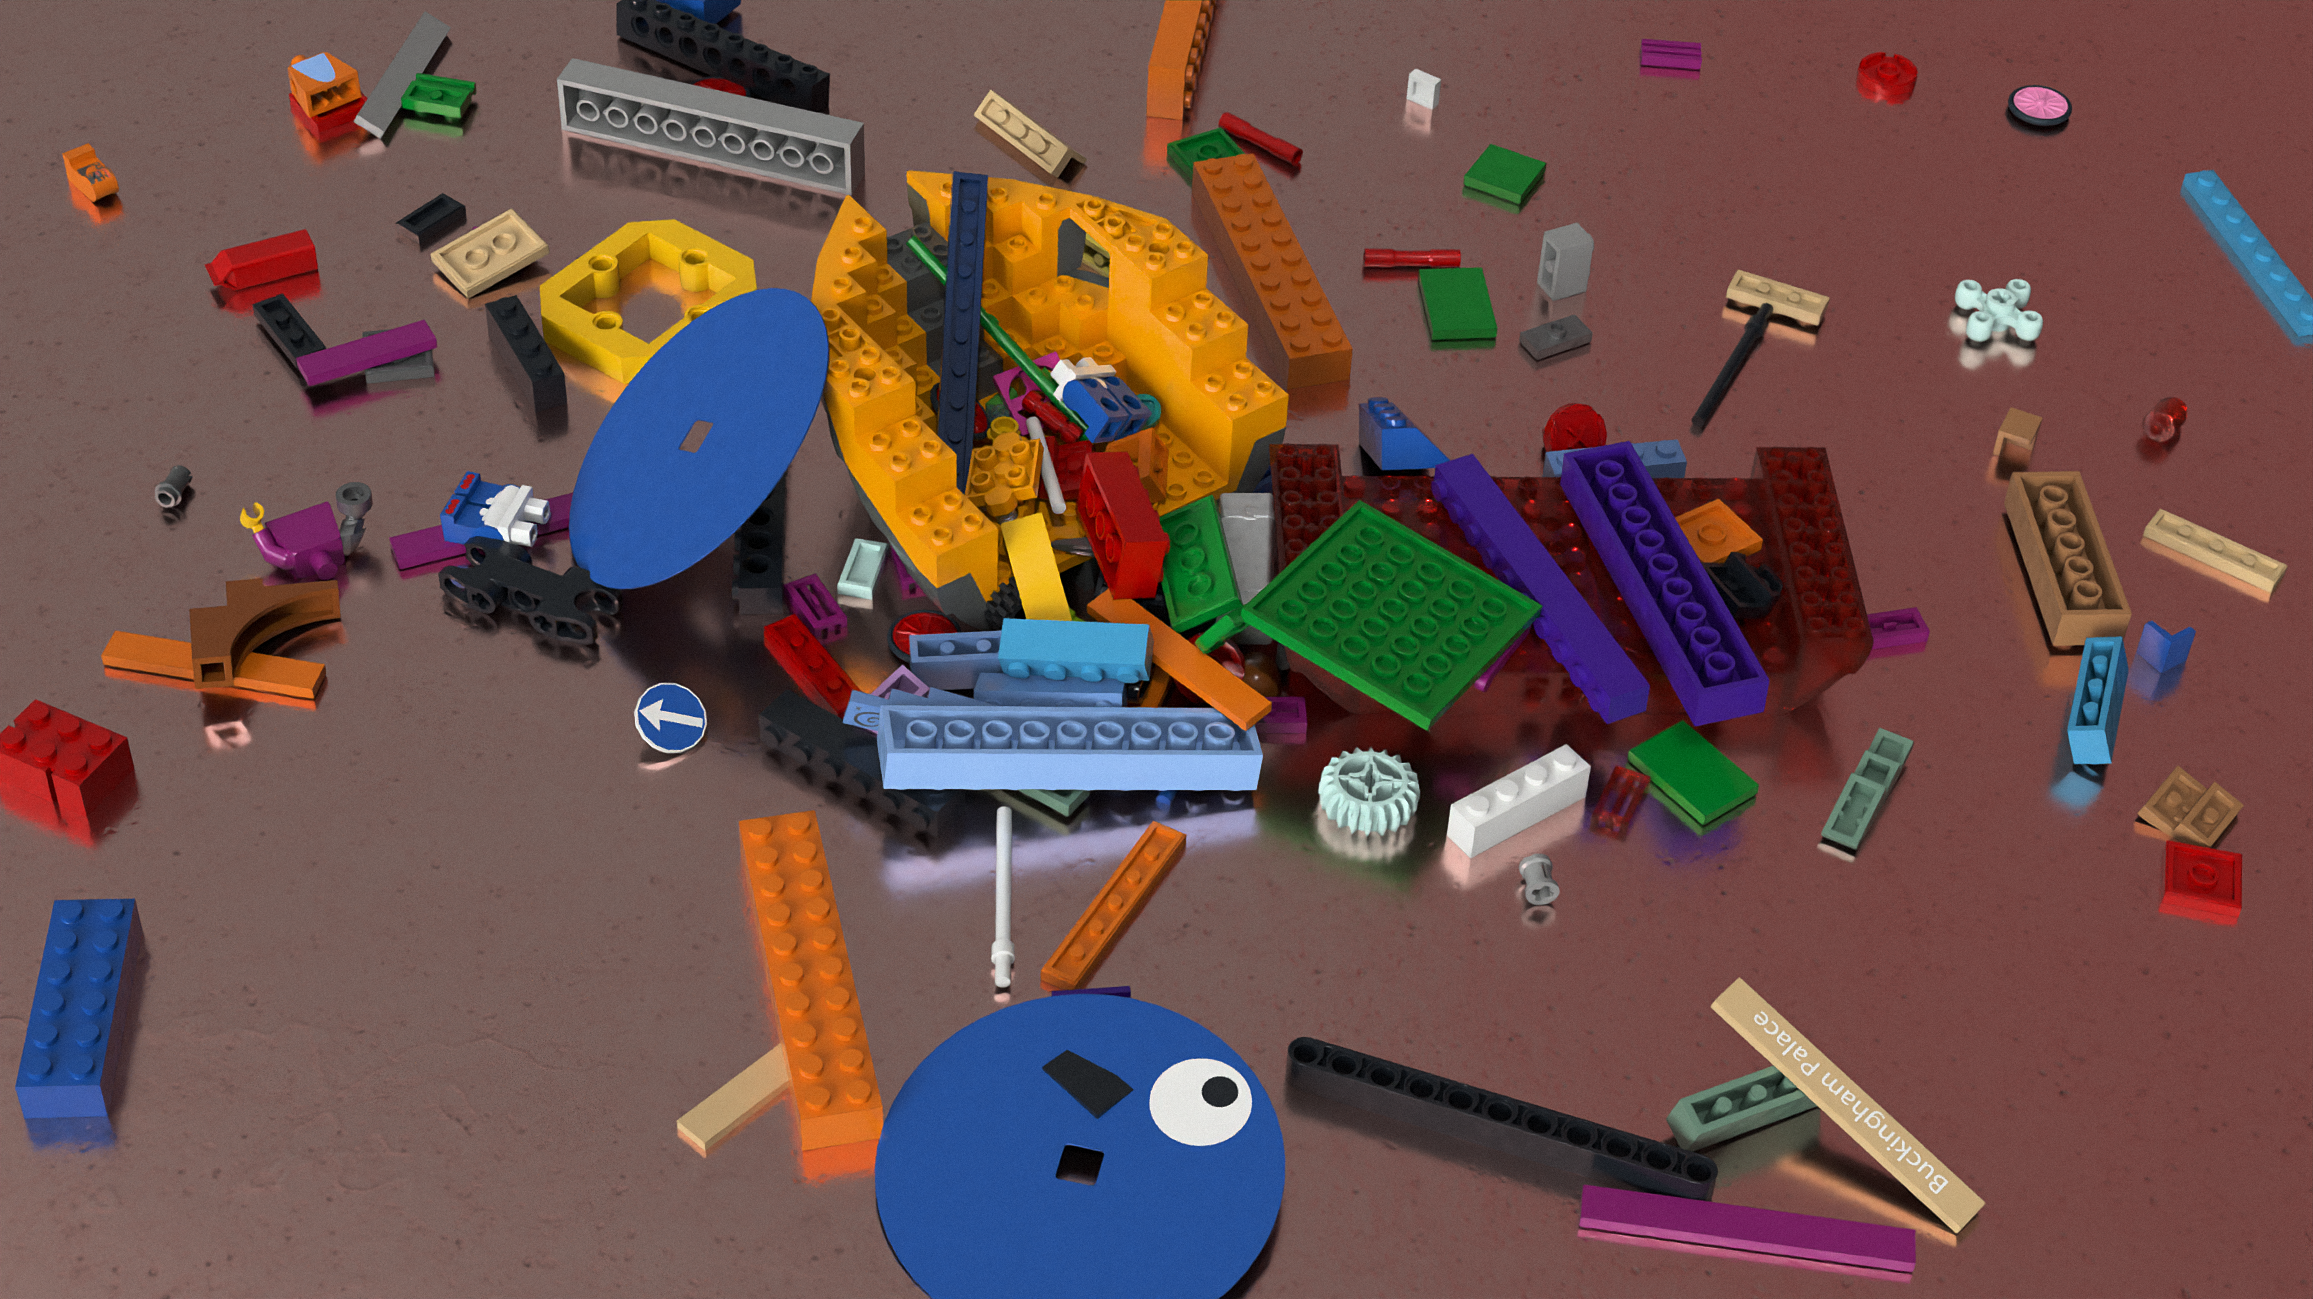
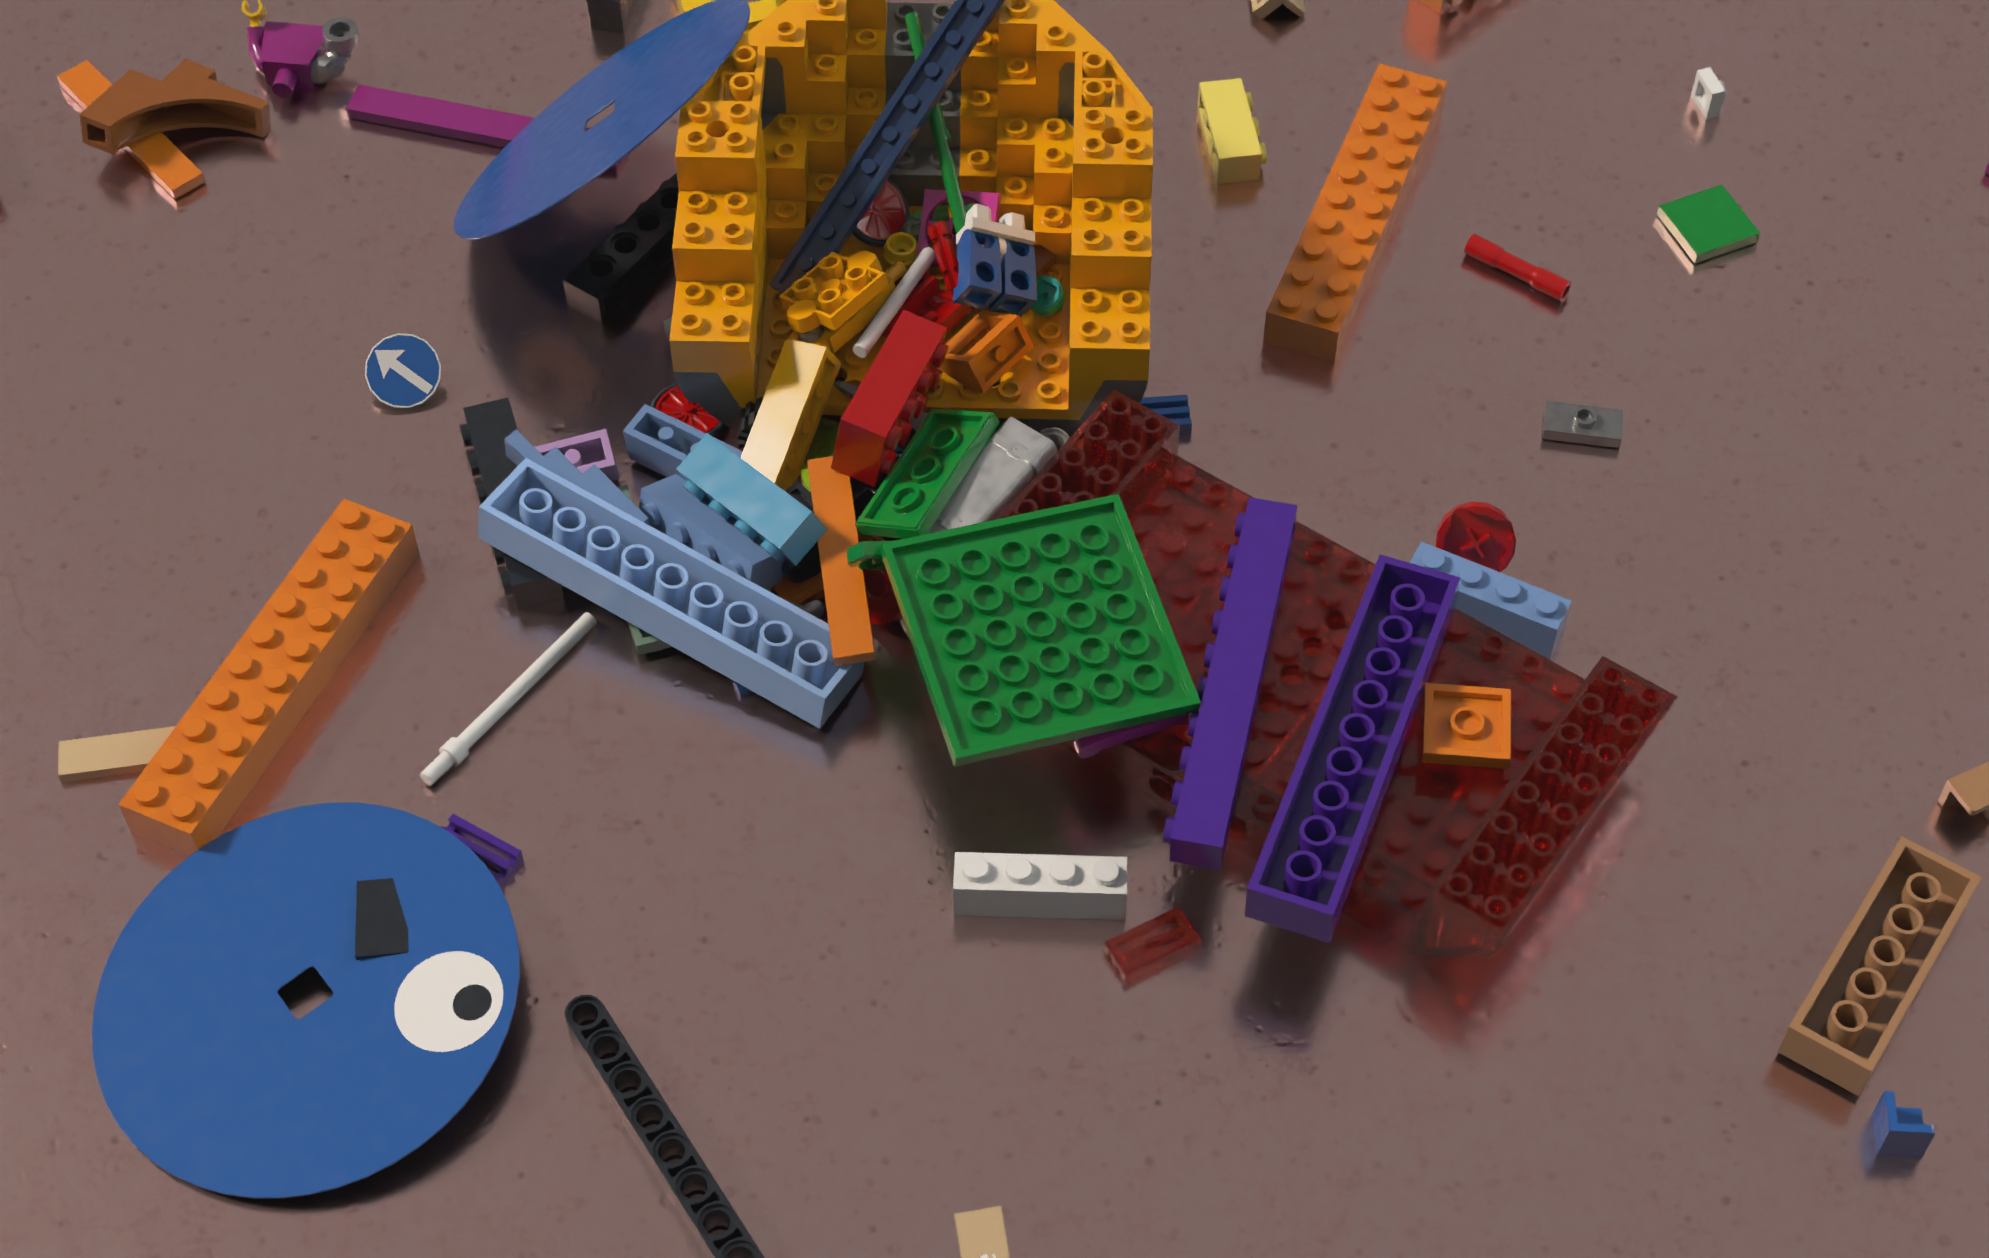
camera: 40 degrees right, 10 degrees up
(493, 512) = (442, 104): hips -> none
(510, 579) = (408, 172): black piece -> none
(811, 663) = (574, 384): red tile -> none
(824, 622) = (627, 351): magenta tile -> none
(1113, 907) = (591, 765): orange tile -> none
(1202, 147) = (1429, 56): green tile -> none
(1276, 146) = (1498, 84): red piece -> none
(1286, 716) = (898, 663): magenta tile -> none
(1391, 786) = (915, 806): light aqua gear -> none
(1394, 439) = (1283, 450): blue slope -> none
(1457, 303) = (1517, 337): green tile -> none
(1539, 879) = (982, 965): light grey bush -> none
(1565, 261) = (1657, 349): light grey brick -> none
(1693, 772) = (1248, 966): green tile -> none
(1744, 588) = (1439, 797): black slope -> none
(1753, 329) = (1804, 523): black bar -> none
(1784, 298) = (1864, 502): tan plate -> none
(1867, 789) = (1405, 1088): sand green slope -> none
(1893, 633) = (1611, 934): magenta tile -> none
(2098, 700) = (1747, 1143): dark azure brick -> none

